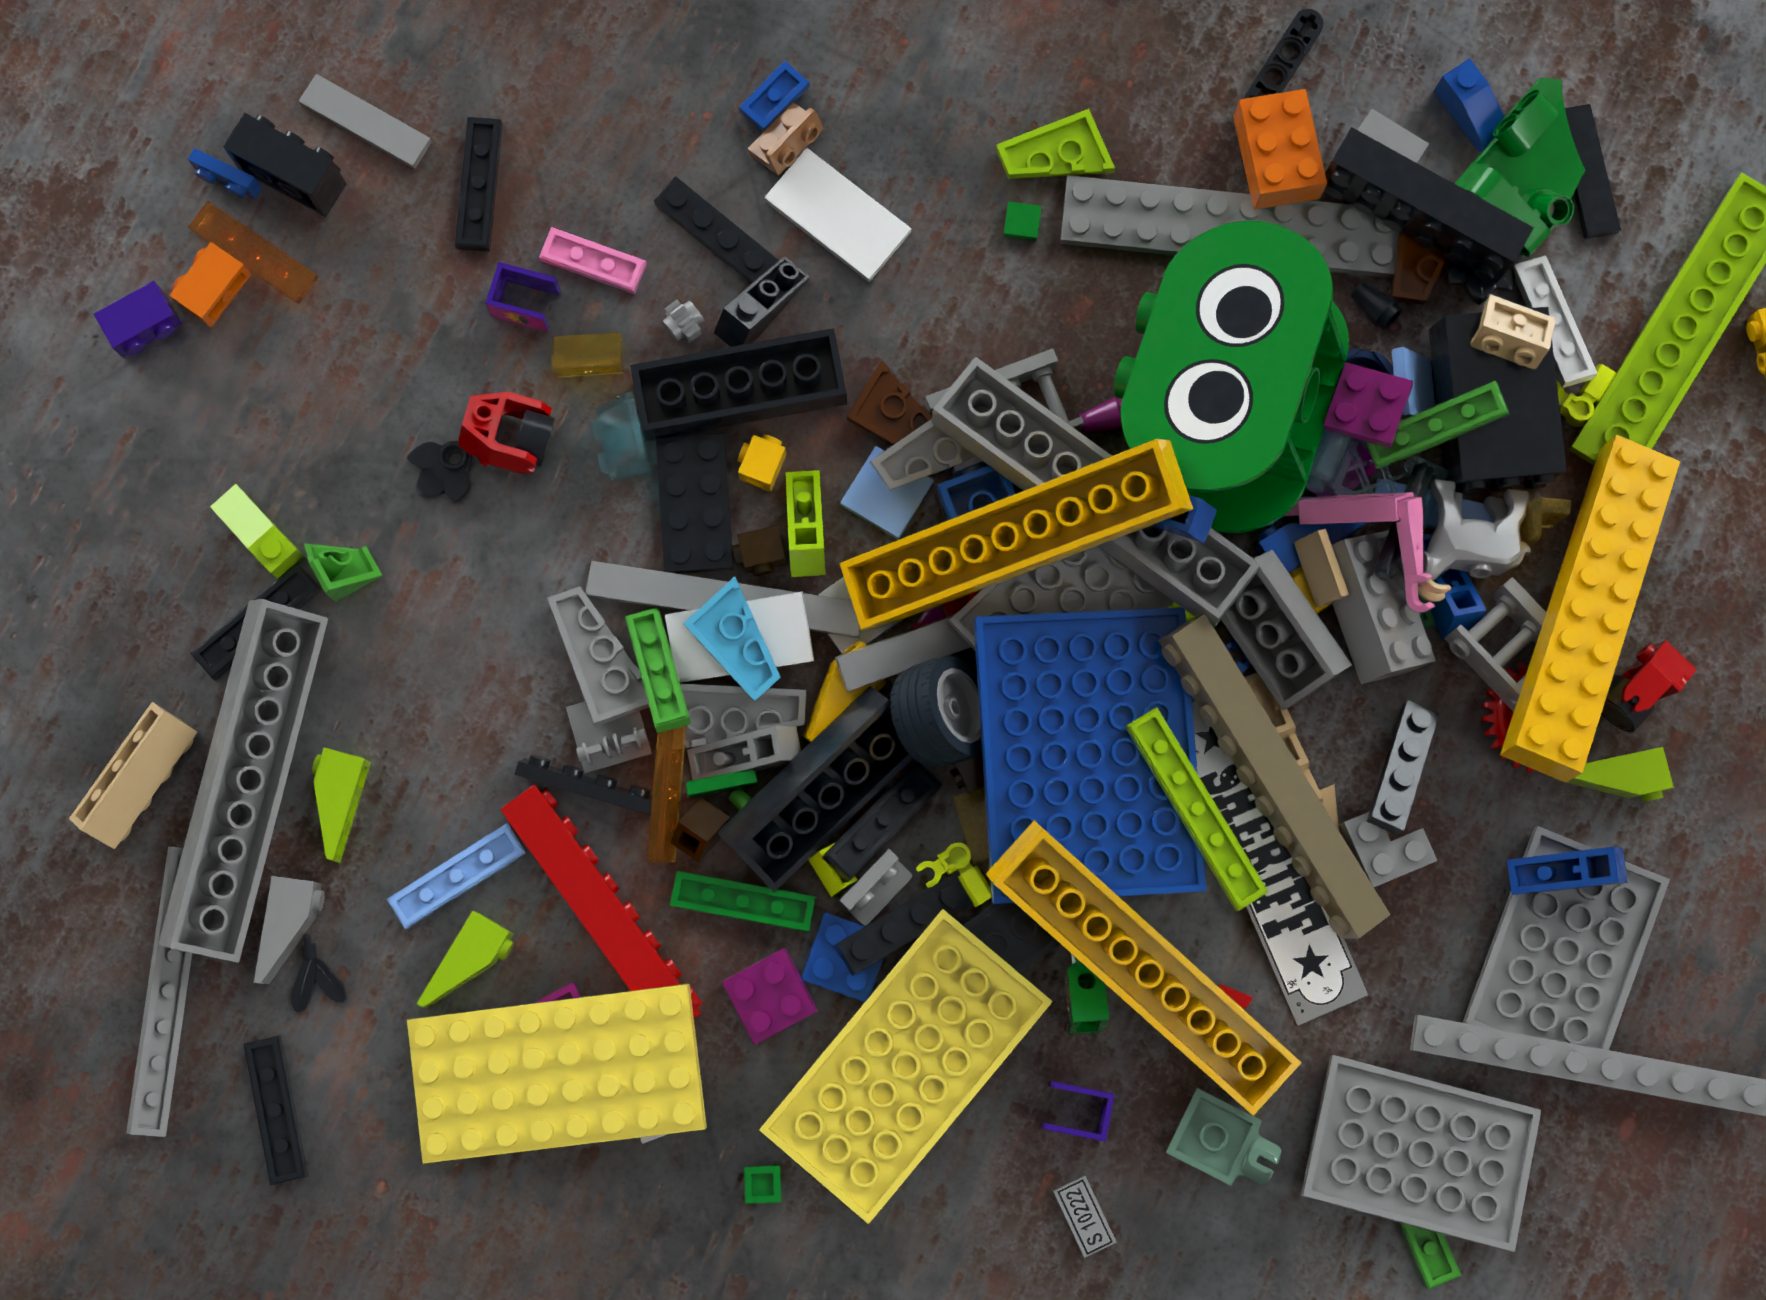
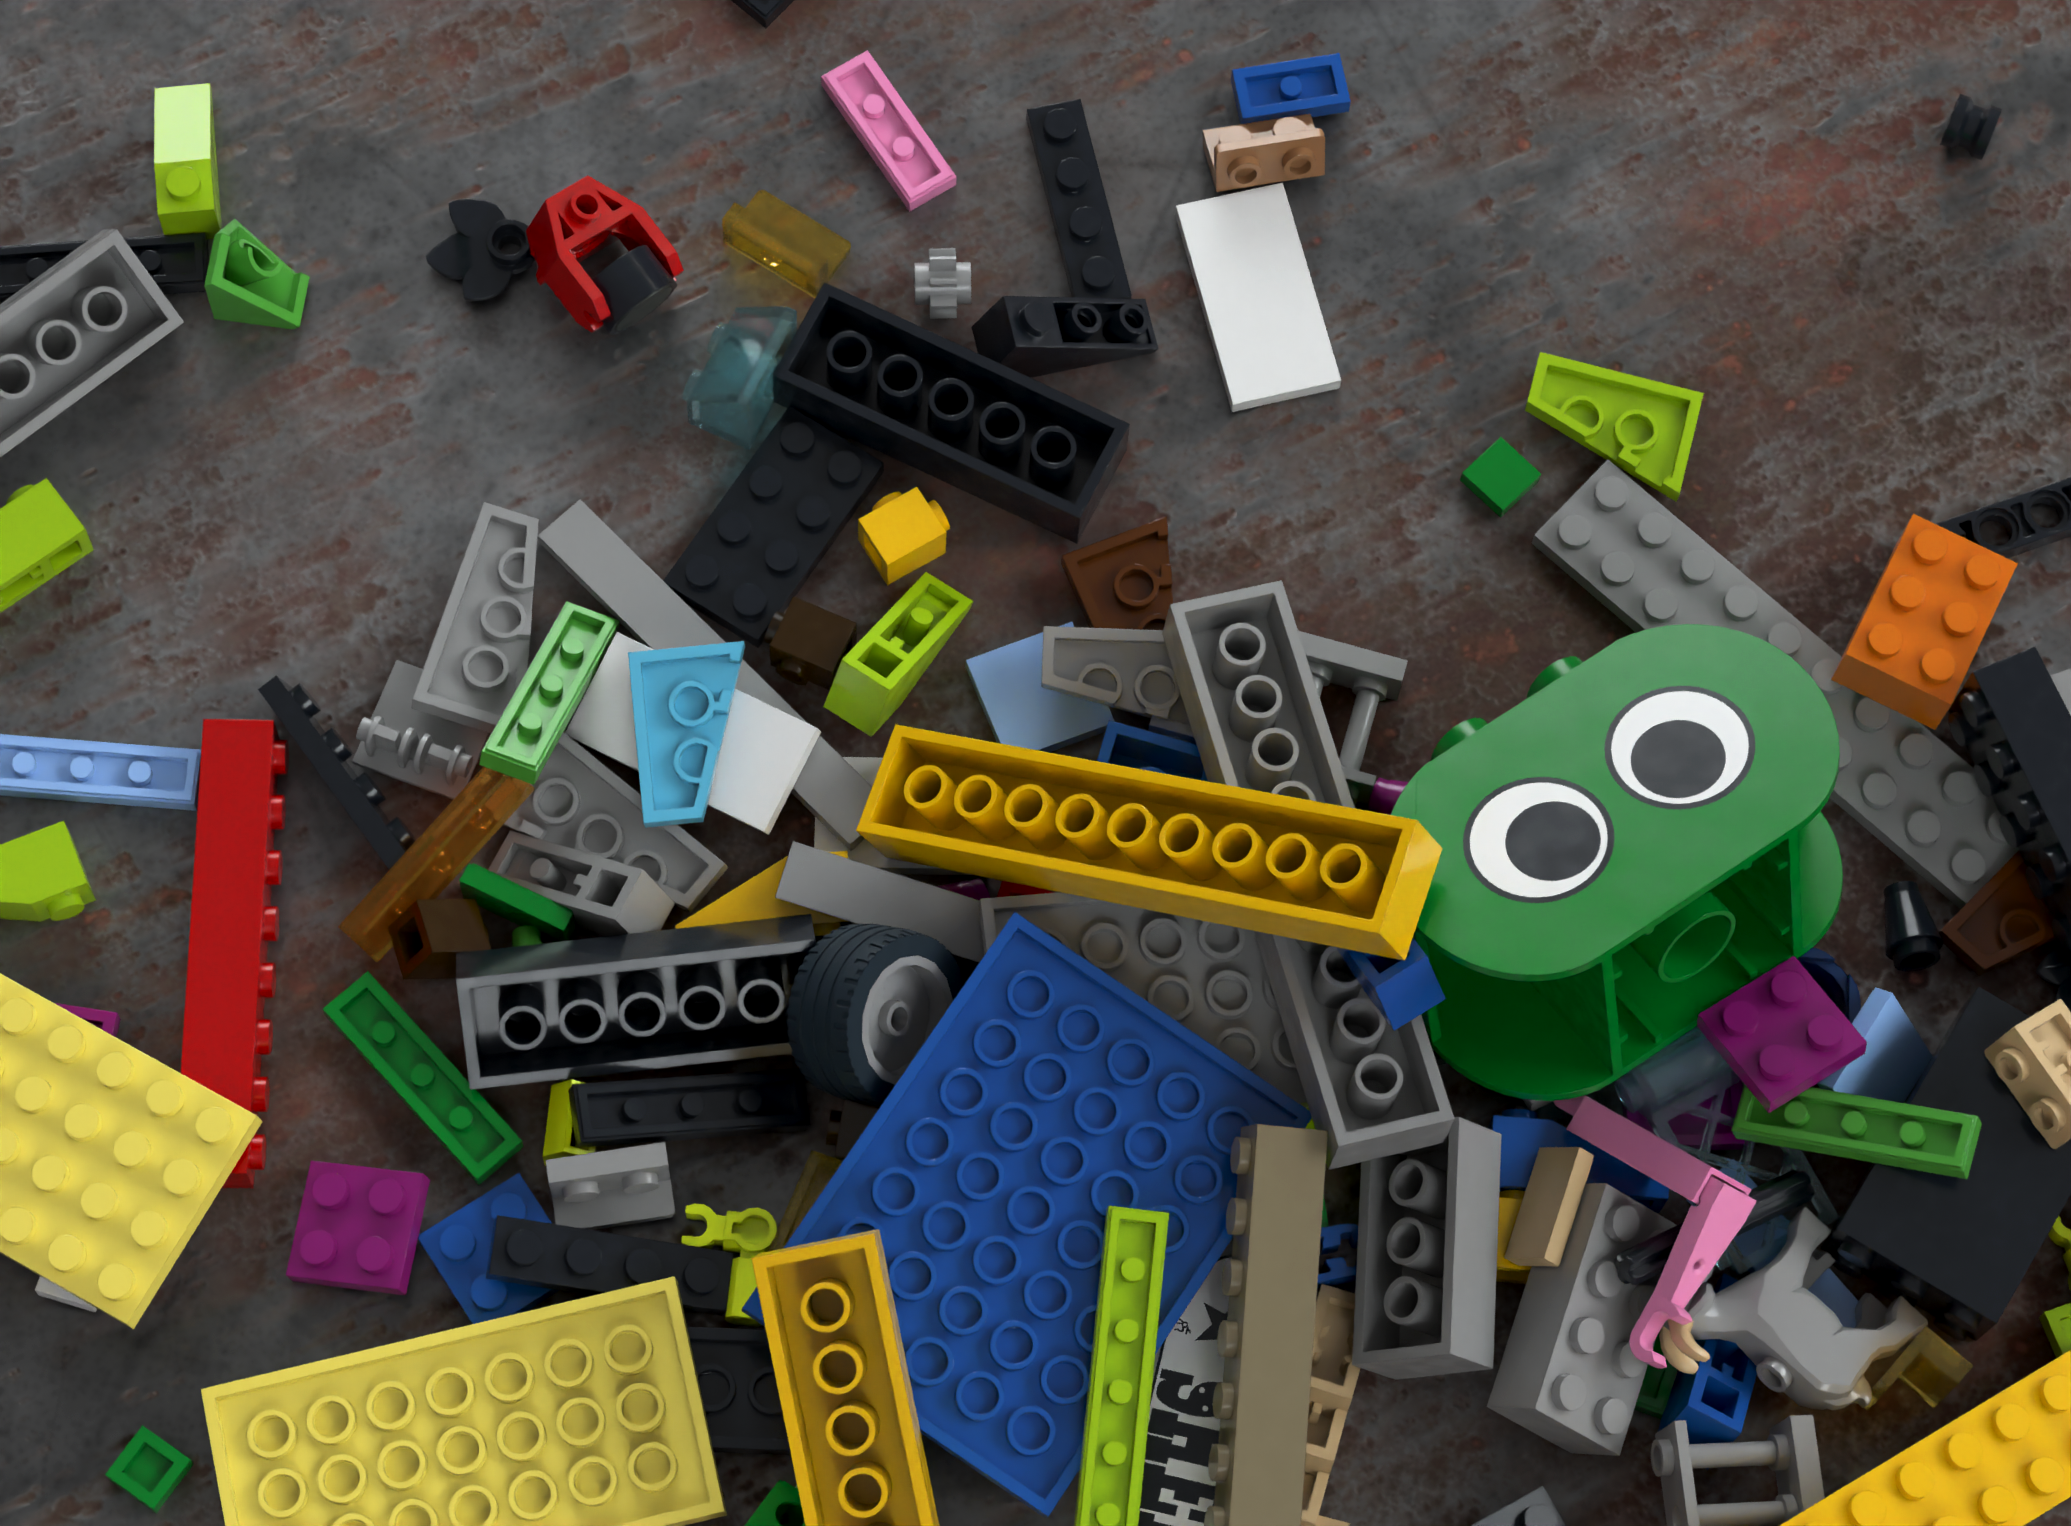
camera: 35 degrees right, 10 degrees down
(509, 273) = (761, 67): dark purple piece -> none

